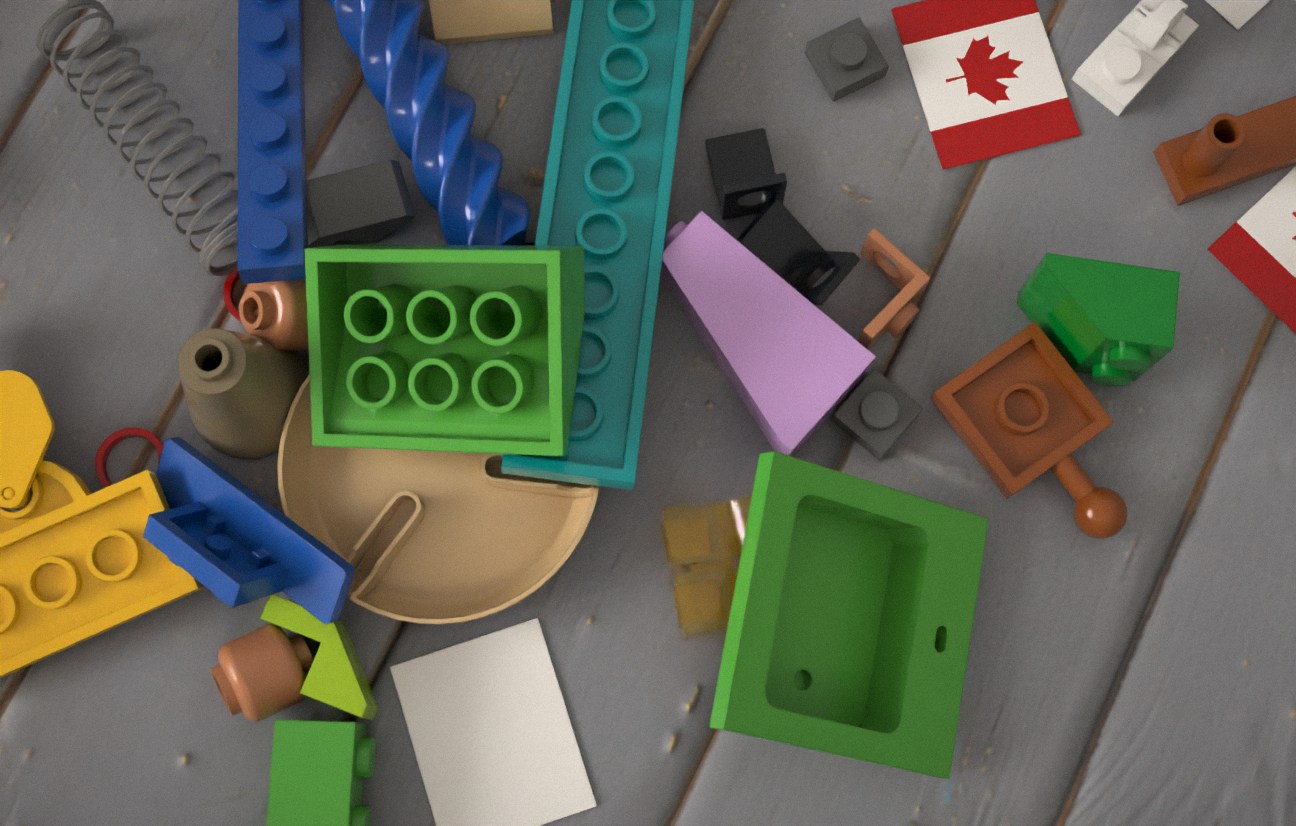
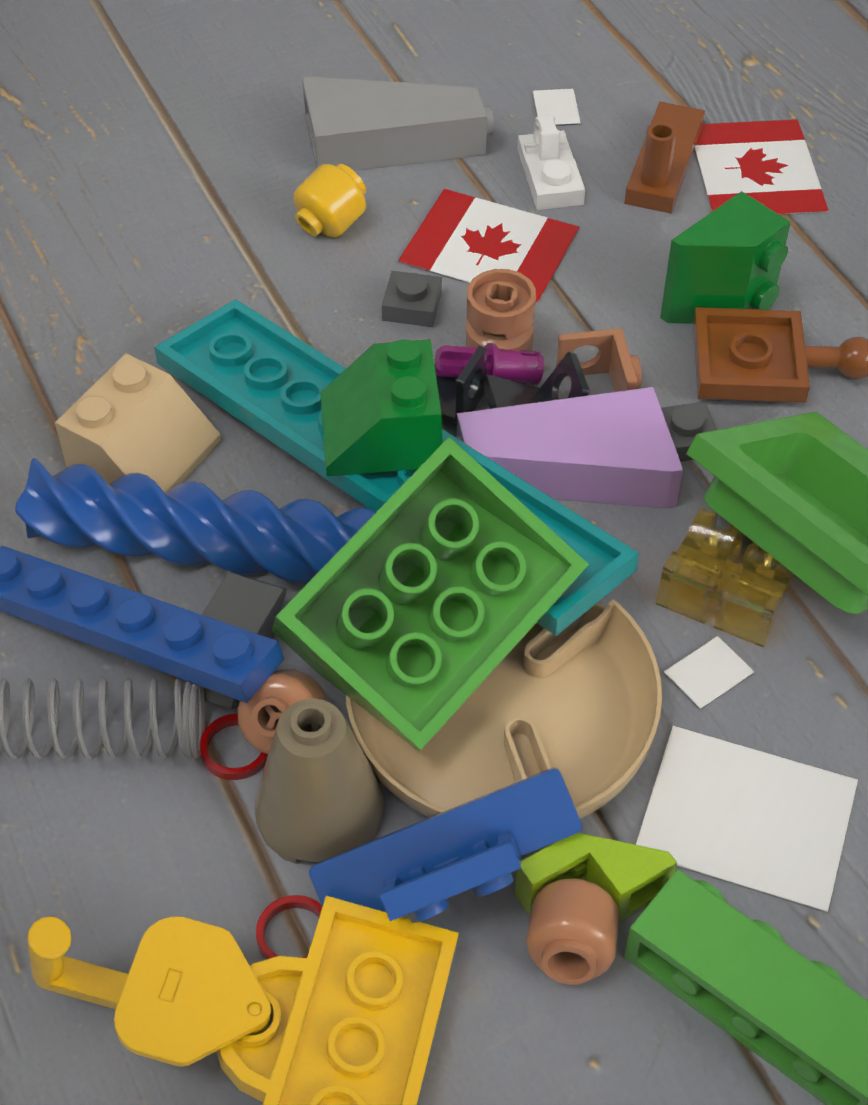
camera: 55 degrees left, 25 degrees down
(617, 611) = (709, 672): none -> white sticker
(630, 157) = (383, 411): none -> green slope
(806, 189) = (513, 365): none -> magenta axle
(863, 158) = (501, 310): none -> nougat wheel

